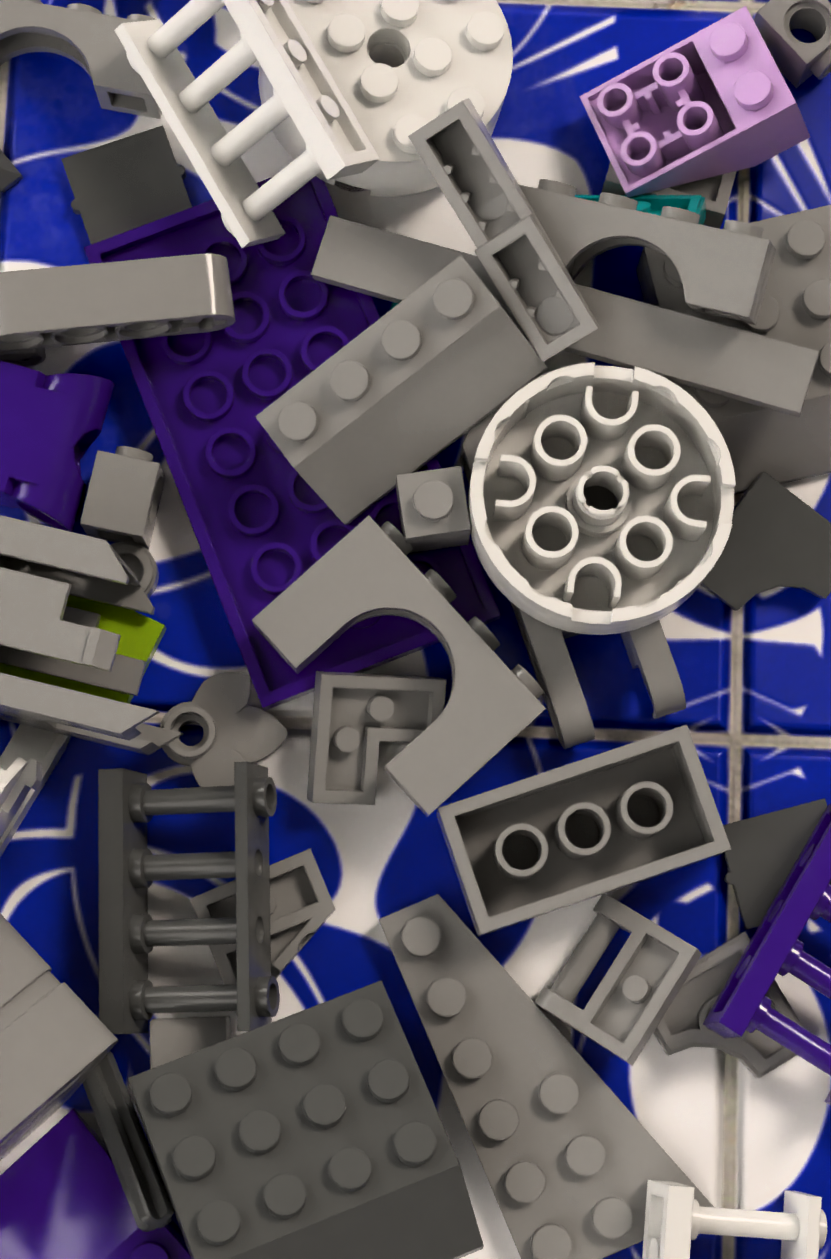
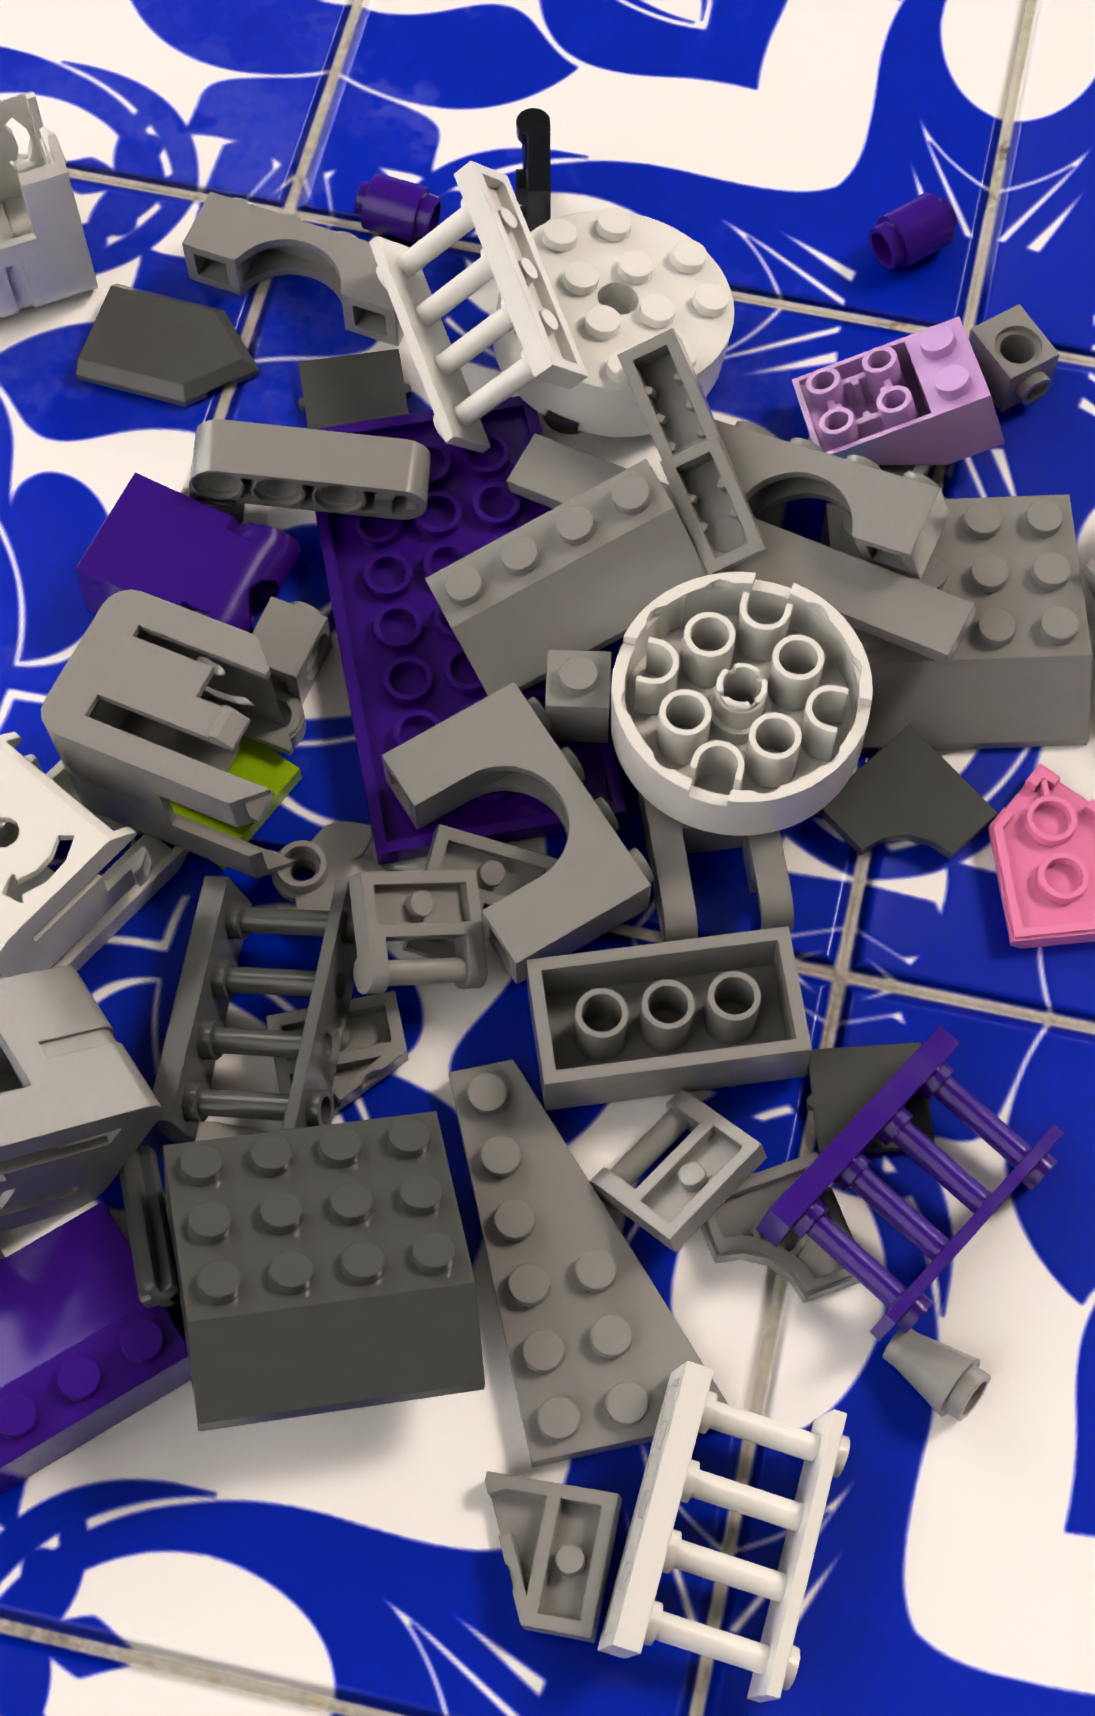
camera: 15 degrees right, 15 degrees down
(318, 775) = (417, 908): none -> light grey plate

